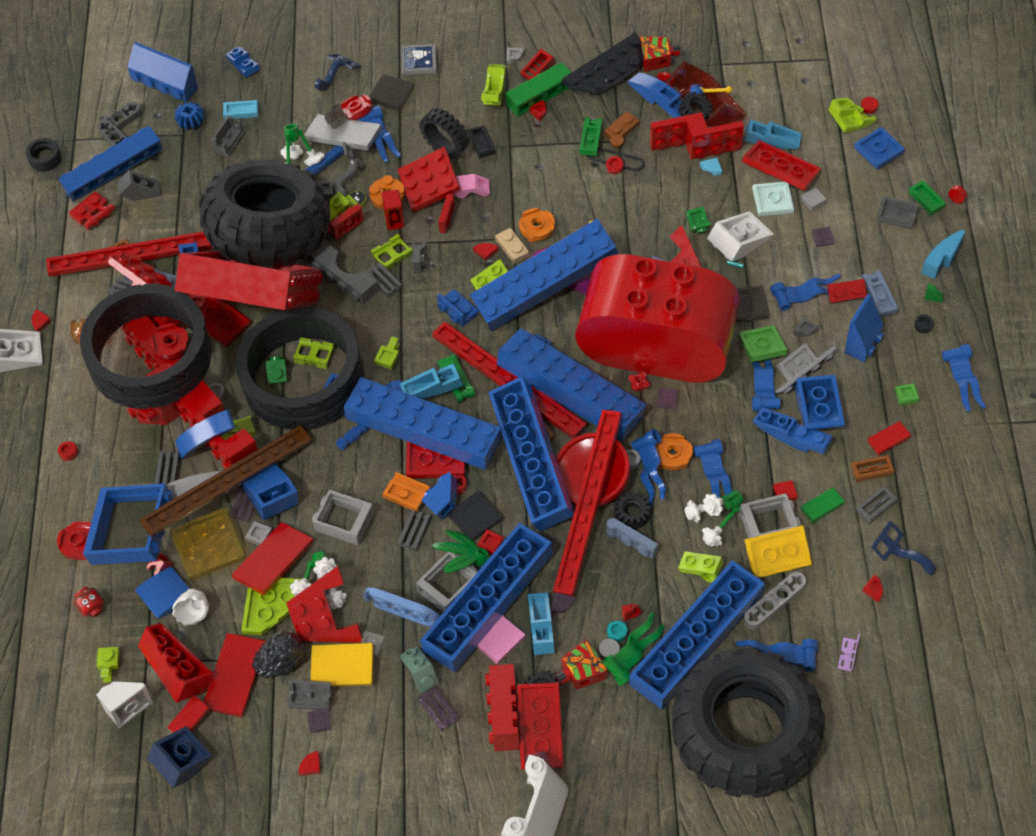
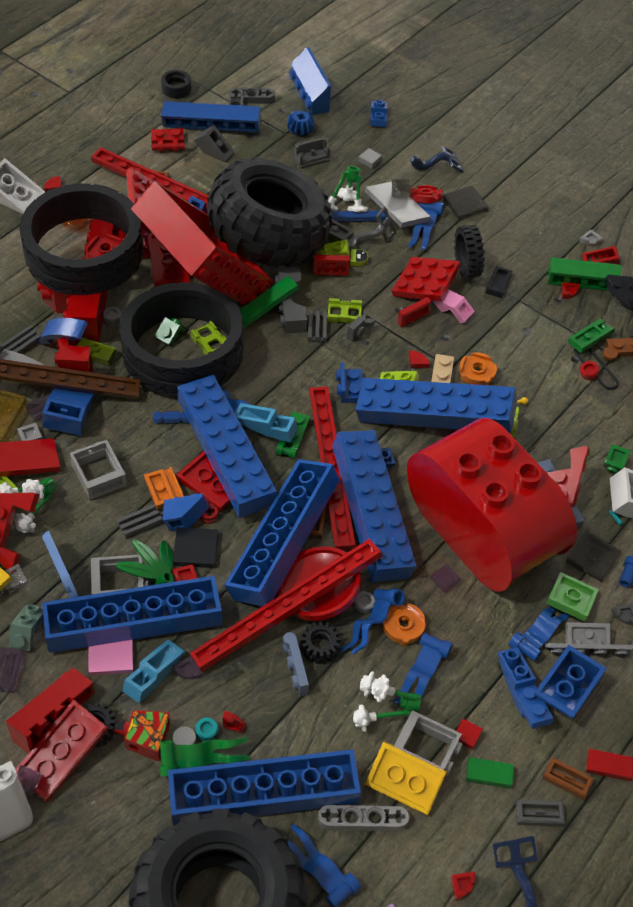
camera: 35 degrees right, 5 degrees down
(241, 109) = (343, 143): medium azure tile -> none
(277, 107) = (370, 158): none -> light grey tile
(331, 283) = (267, 300): none -> green tile
(382, 185) = (382, 261): orange plate -> none
(388, 355) = (260, 380): lime plate -> none
(393, 209) = (373, 279): red brick -> none
(418, 59) = (511, 194): tile -> none
(495, 84) = (553, 246): lime arch -> none
(638, 386) = (434, 551): red plate -> none
(701, 564) = (329, 733): lime plate -> none

